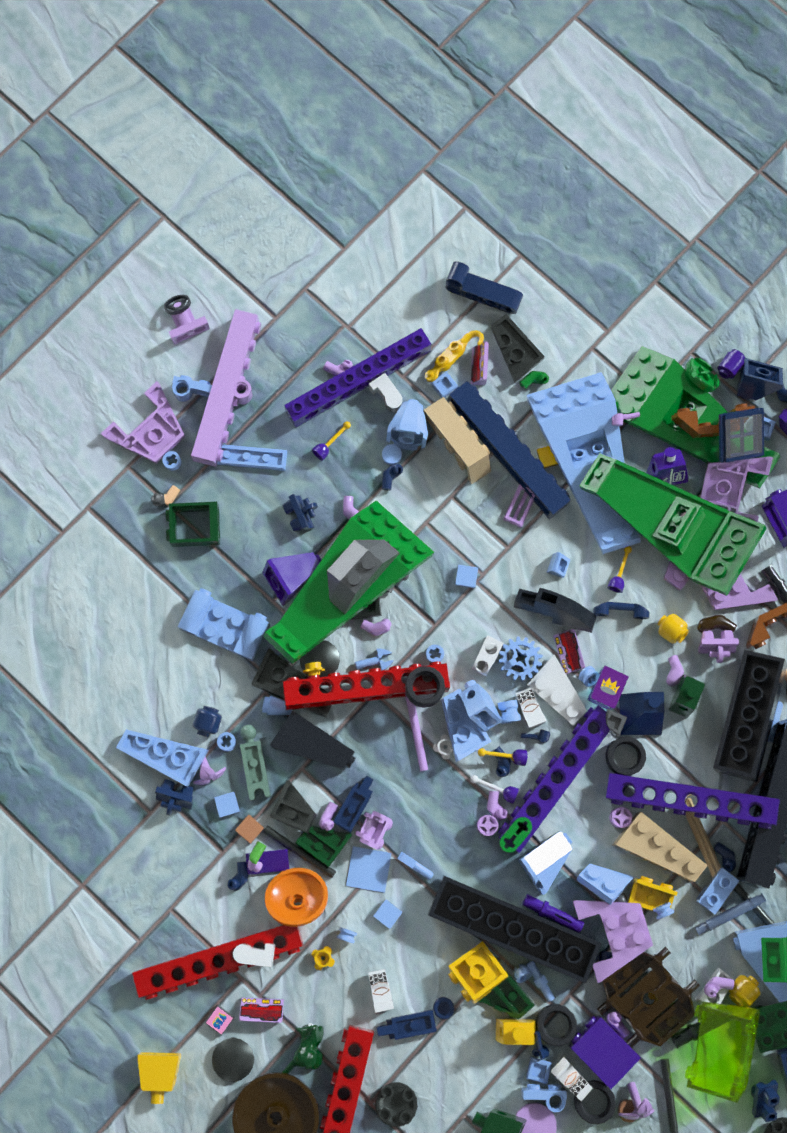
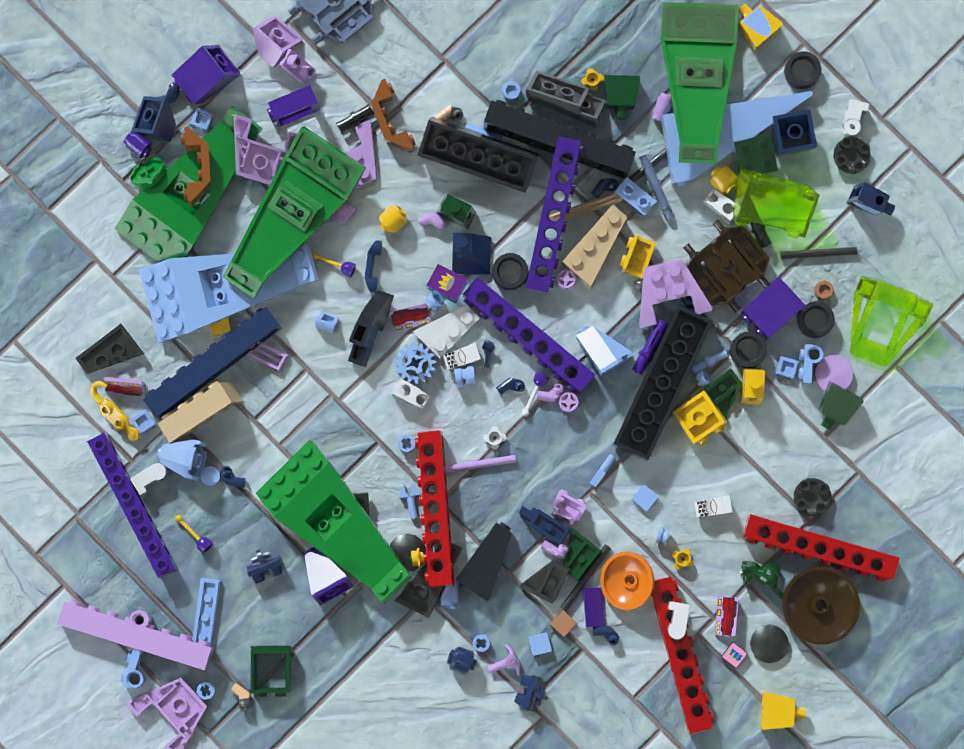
camera: 85 degrees left, 5 degrees up
(168, 757) = (494, 696): light blue wing -> none
(184, 320) = (61, 676): lavender piece -> none
(223, 625) = (370, 642): light blue piece -> none
(253, 763) = (501, 617): sand green plate -> none
(253, 862) = (595, 619): bright green arm -> none
(335, 370) = (123, 524): lavender arm -> none
(348, 509) = (265, 519): lavender arm -> none
(357, 571) = (326, 511): dark grey wedge -> none
(368, 869) = (604, 514): light blue sticker -> none
(378, 628) = (380, 496): lavender arm -> none
(408, 1025) = (744, 482): dark blue hinge -> none
(429, 671) = (436, 439): black tyre -> none
(443, 1008) = (730, 450): dark blue tile -> none
(463, 731) = (476, 420): light blue wing -> none
(466, 576) = (333, 410): light blue tile -> none
(477, 700) = (458, 403): light blue torso -> none
(481, 289) = (49, 379): dark blue beam -> none
(518, 757) = (507, 370): hinge -> none
(519, 838) = (582, 373): green beam -> none
(534, 377) = (140, 334): green arm -> none
(540, 1050) = (769, 364): dark blue hand -> none
(572, 1079) = (795, 338): white leg -> none
(604, 882) = (624, 298): light blue wing -> none
(614, 1020) = (746, 297): lavender arm -> none
(615, 722) = (479, 279): dark grey tile -> none
(617, 419) = (190, 257): lavender hand -> none
(642, 1109) = (823, 278): lavender plant -> none
(663, 910) = (651, 247): light blue bush -> none
(669, 467) = (239, 212): dark purple torso -> none
(716, 622) = (388, 178): dark brown arm -> none
(716, 984) = (717, 205): lavender arm -> none
(718, 647) = (413, 178): lavender hips -> none
(741, 435) = (212, 141): clear piece -> none
(765, 1100) = (818, 169): dark blue hips -> none

